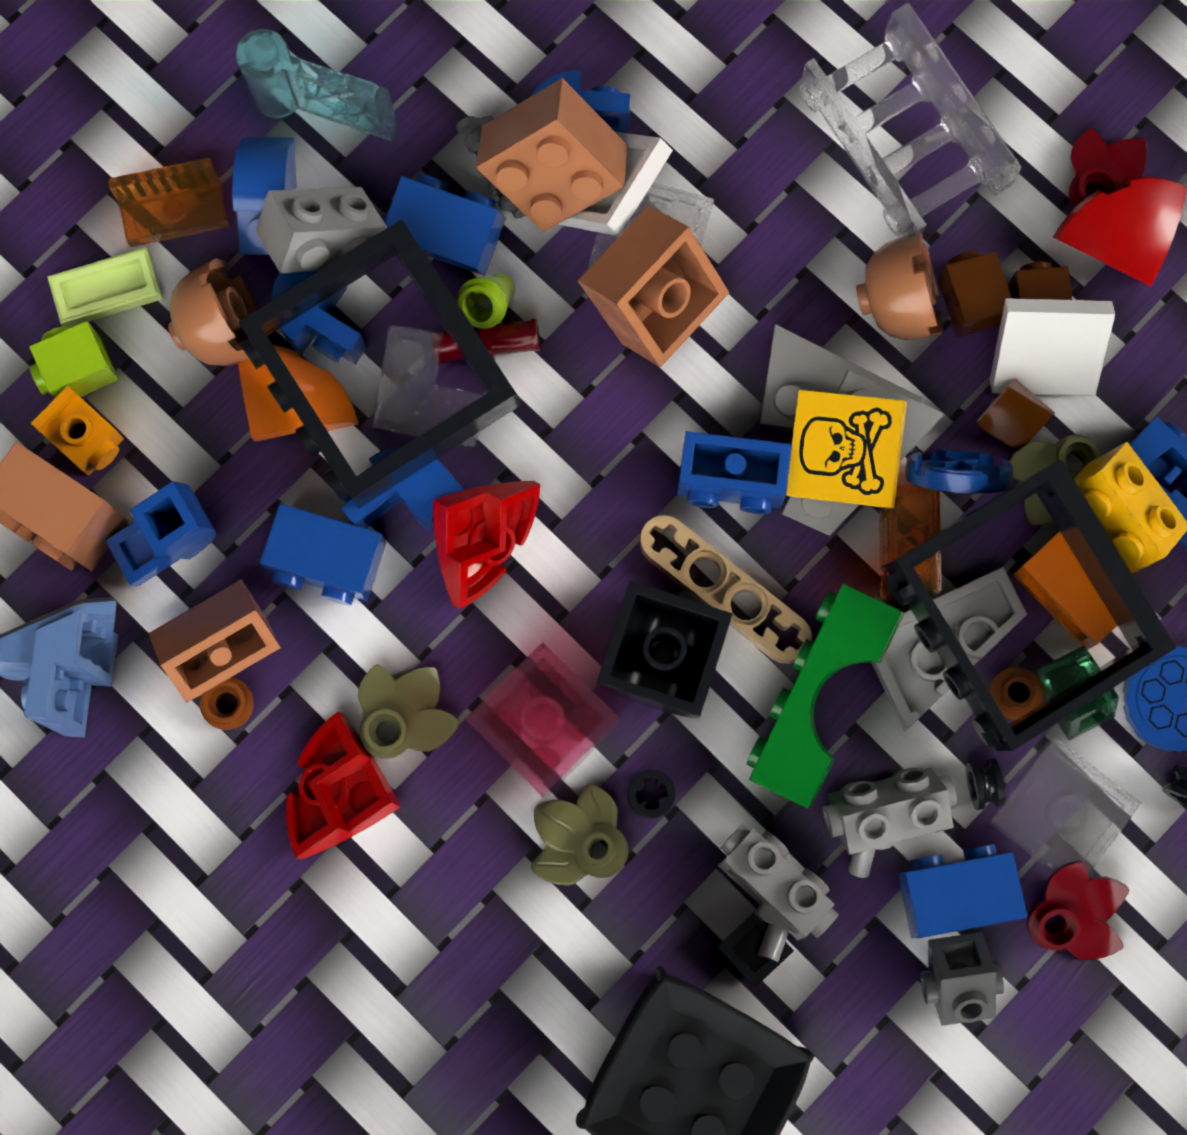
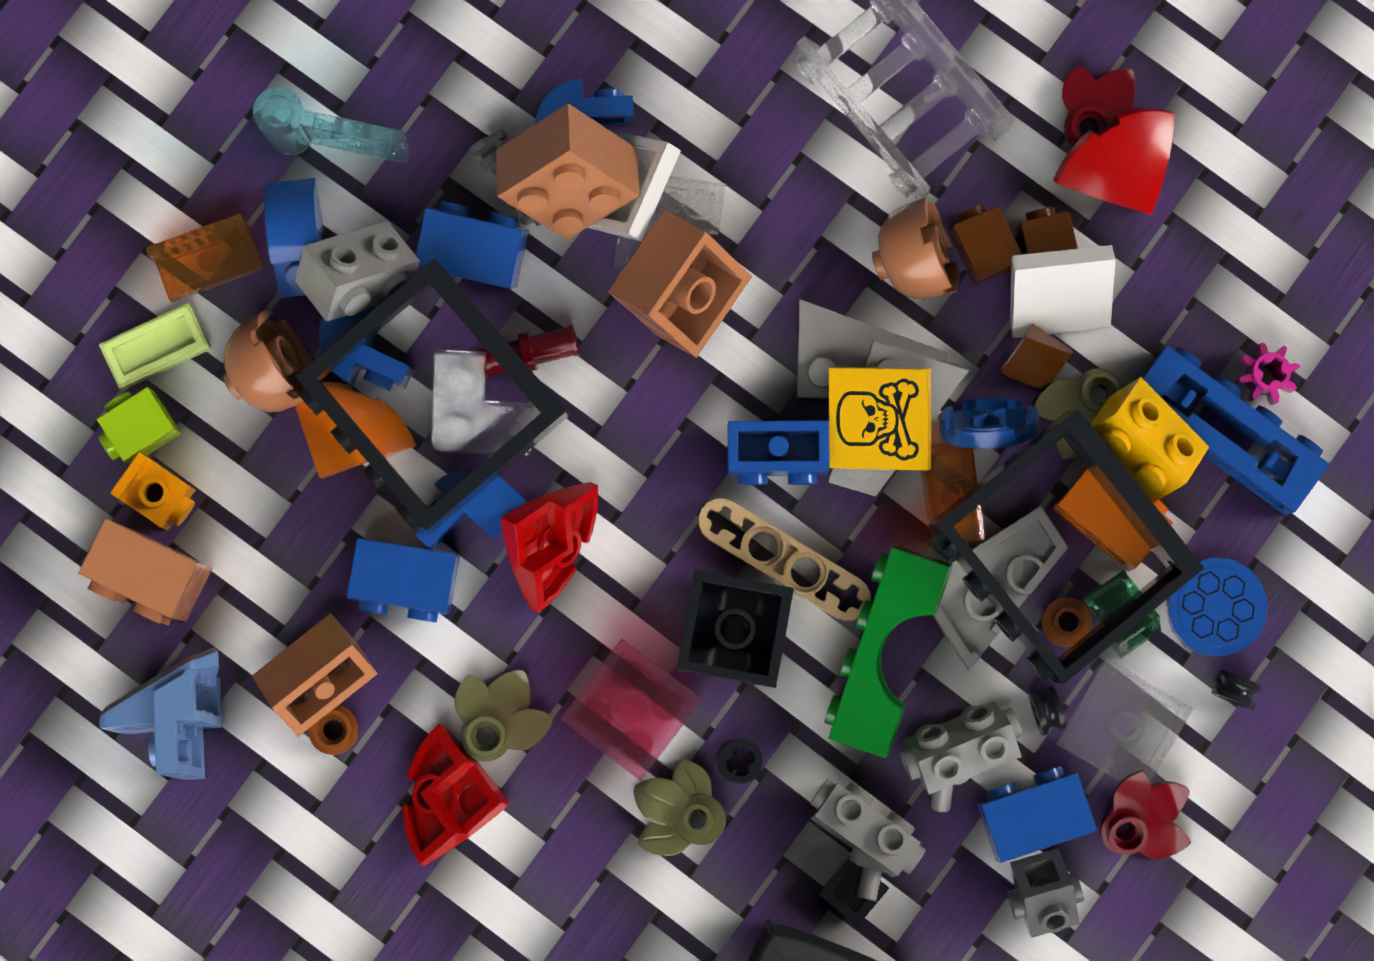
camera: 10 degrees left, 5 degrees up
(165, 530) = (248, 581): blue brick -> none
(486, 299) = (522, 315): lime cone -> none

